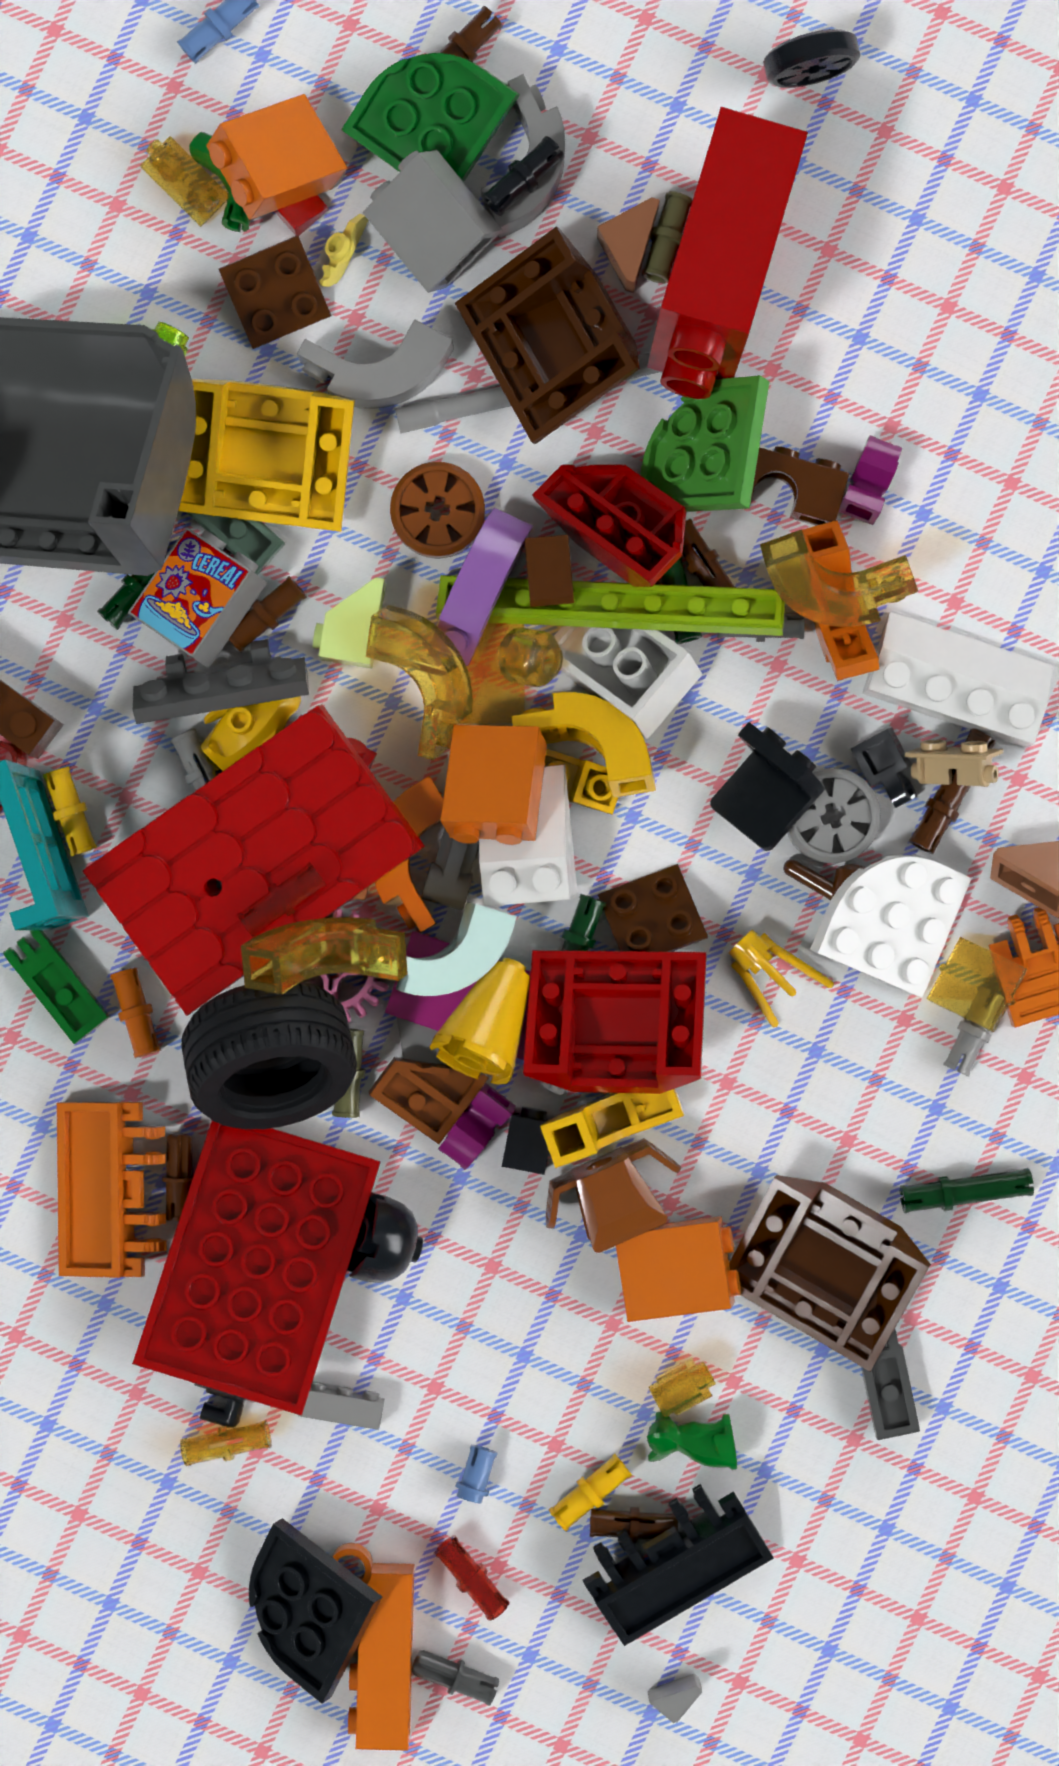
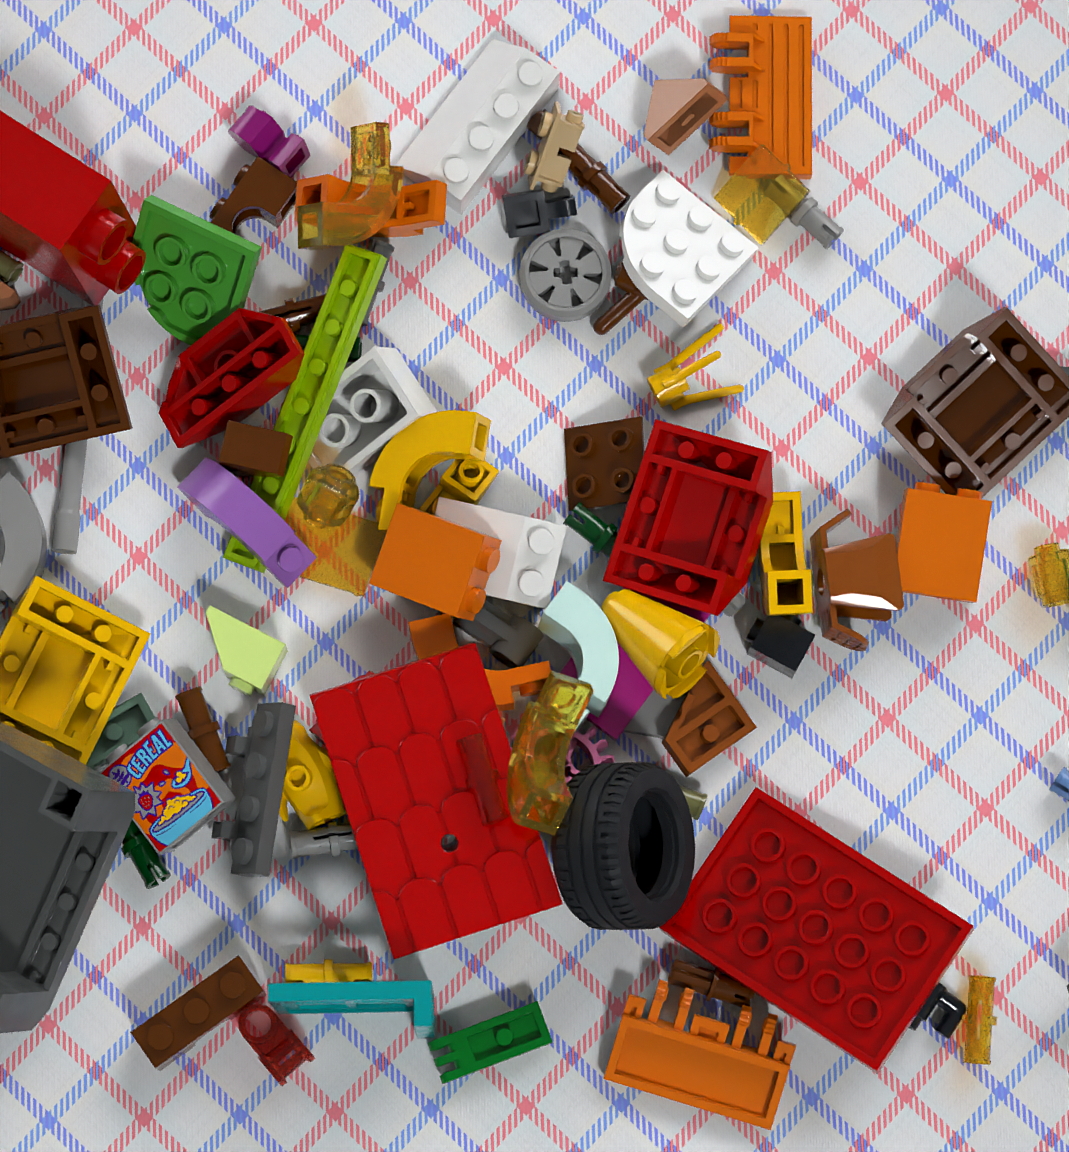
camera: 80 degrees left, 10 degrees down
(135, 1012) = (541, 975): orange pin -> none
(344, 1406) = (980, 892): light grey piece -> none
(385, 1241) = (832, 802): black cylinder -> none
(434, 665) = (305, 581): clear yellow arch -> none
(453, 531) = (185, 533): dark orange wheel -> none
(476, 1126) = (752, 690): magenta leg -> none
(767, 789) = (522, 320): black bracket -> none
(968, 1190) = (946, 280): dark green pin -> none

